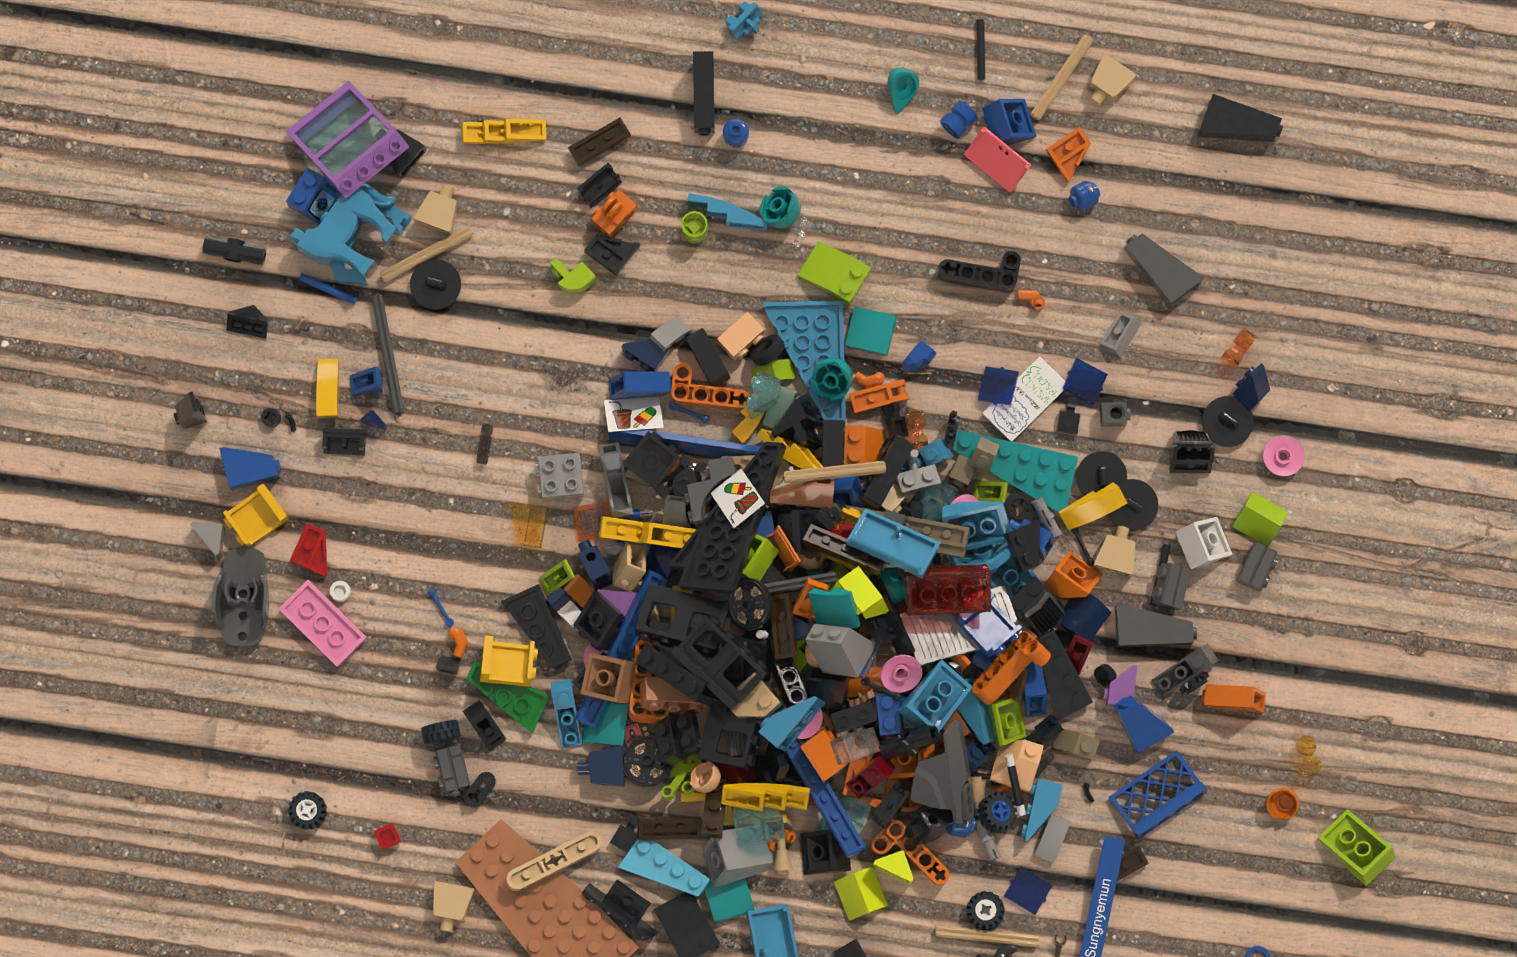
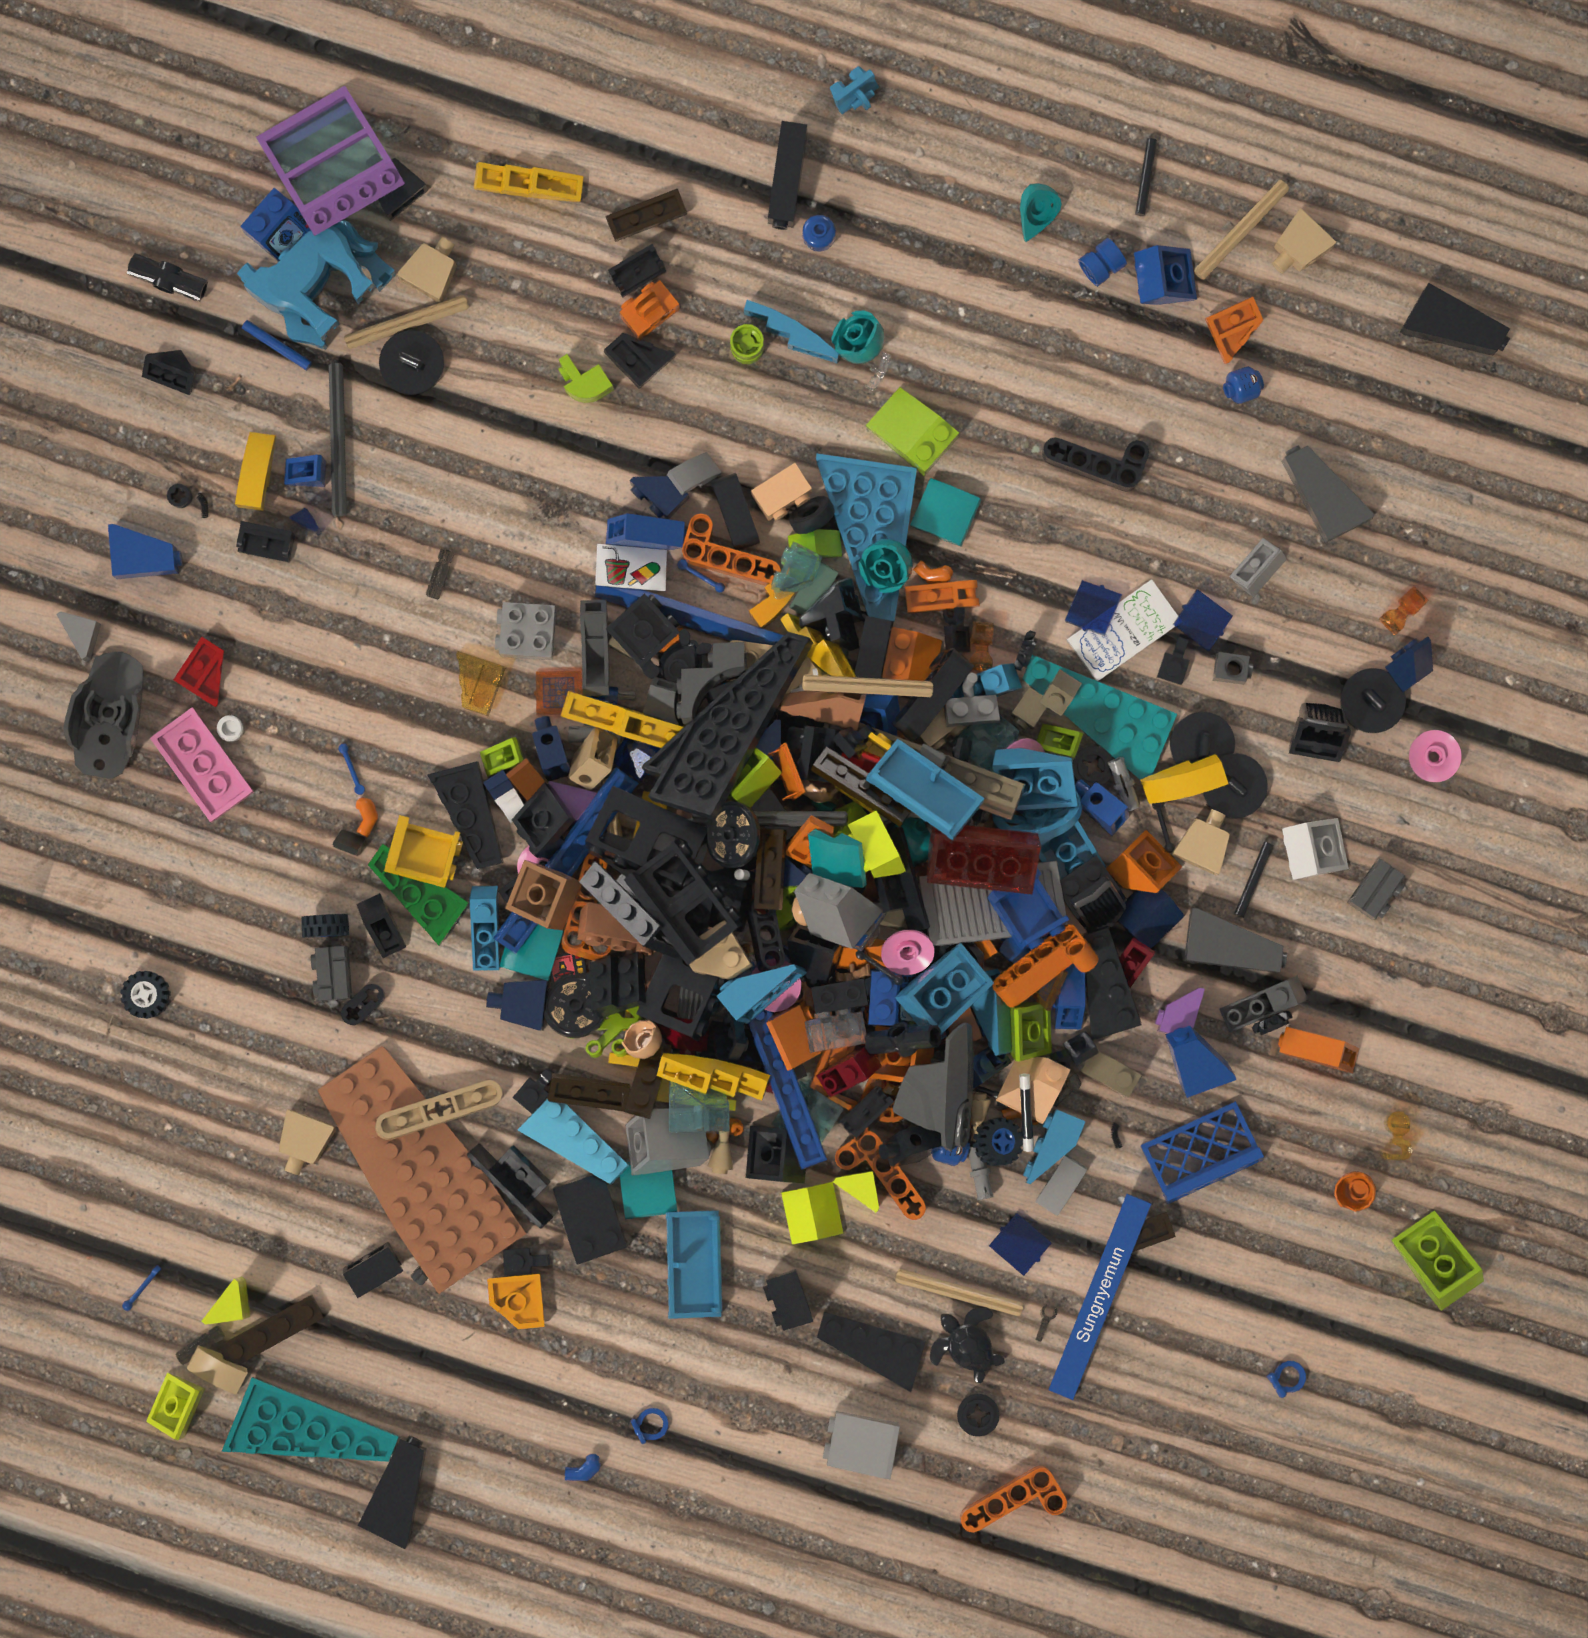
camera: 10 degrees right, 5 degrees up
(189, 412) = (79, 472): black slope -> none
(255, 517) = (139, 617): yellow panel -> none
(387, 836) = (238, 1043): red plate -> none
(737, 498) = (741, 698): white sticker -> none
(919, 357) = (999, 556): blue rock -> none
(981, 914) = (963, 1260): black wheel -> none
(996, 162) = (1147, 333): coral door -> none
(1025, 545) = (1090, 817): black wing -> none
(1033, 297) = (1157, 504): orange arm -> none
(1105, 674) = (1162, 992): black tile -> none
(1170, 586) = (1264, 896): dark grey brick -> none
(1260, 519) = (1391, 830): lime slope -> none

